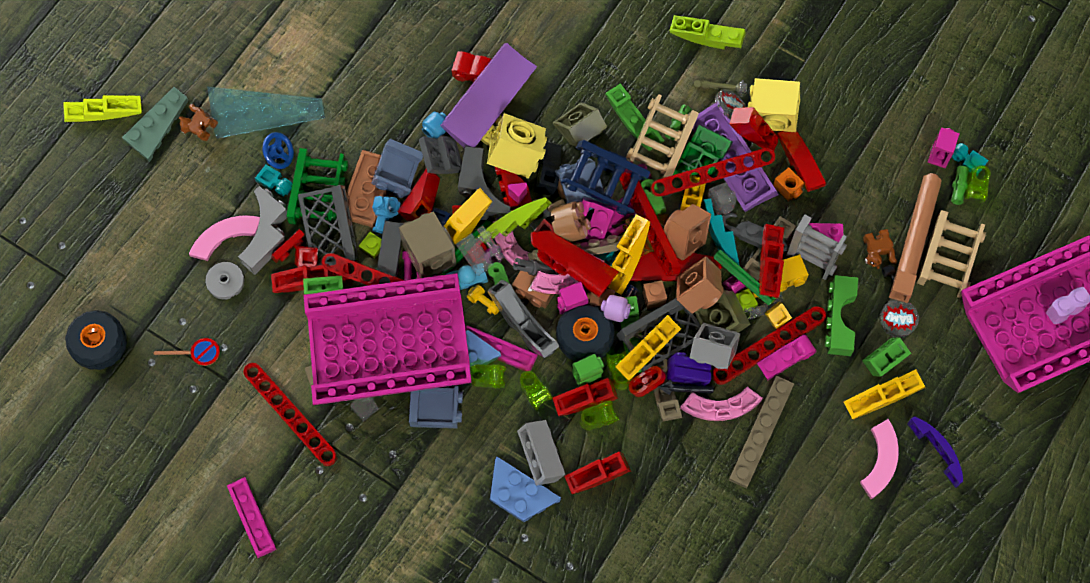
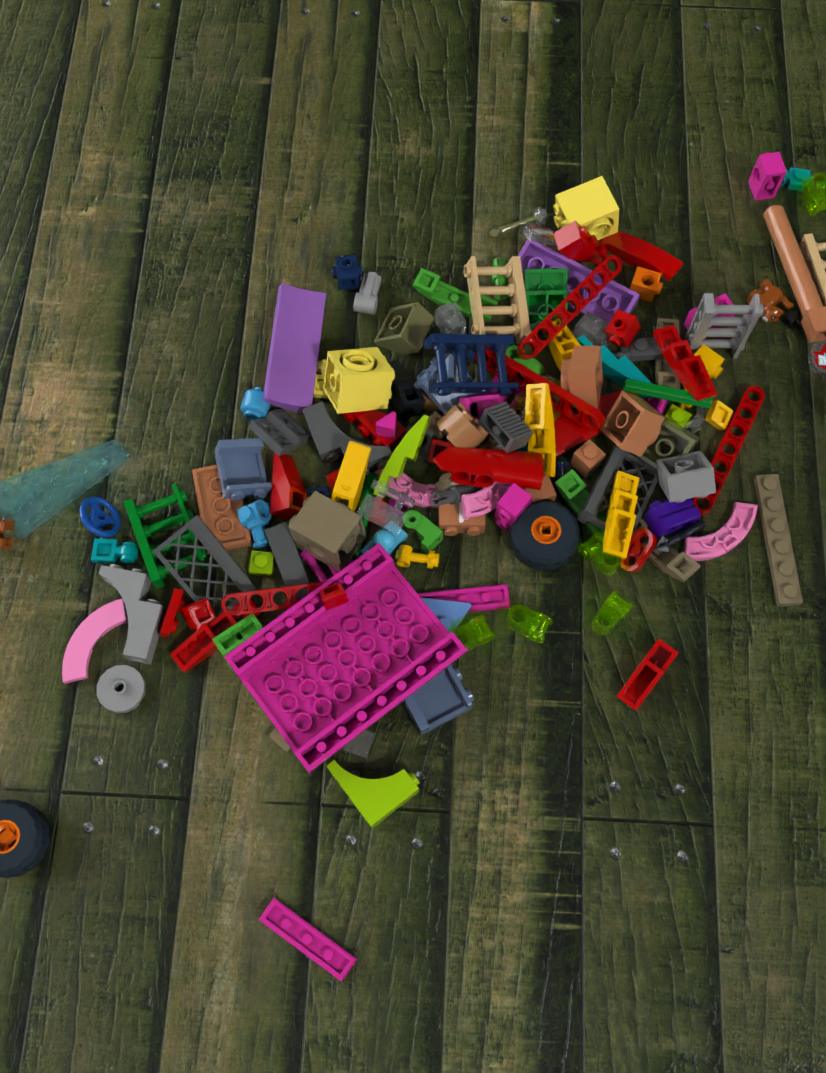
camera: 30 degrees left, 0 degrees up
(203, 352) = (141, 782): piece -> none
(292, 423) = (272, 788): red beam -> none
(353, 450) = (376, 797): none -> lime arch
(402, 293) = (333, 596): none -> red slope
(468, 66) = (255, 328): red brick -> none
(518, 492) = (579, 741): medium blue wing -> none
(521, 320) = (471, 556): dark grey arch -> none
(541, 452) = (579, 685): light grey brick -> none
(563, 58) = (347, 272): none -> dark blue brick
(567, 86) = (367, 298): none -> light grey piece
(585, 397) = (584, 602): red slope -> none
(587, 370) = (573, 571): bright green brick -> none
(602, 238) = (506, 427): none -> dark grey brick
(616, 308) = (564, 491): lavender head -> none
(618, 136) = (450, 319): none -> clear brick
(707, 34) = (474, 182): lime slope -> none
(743, 210) = (622, 328): none -> red brick
(787, 356) = (753, 452): dark pink plate -> none
(840, 338) = (790, 405): bright green arch -> none
(960, 185) = (800, 205): bright green pin -> none

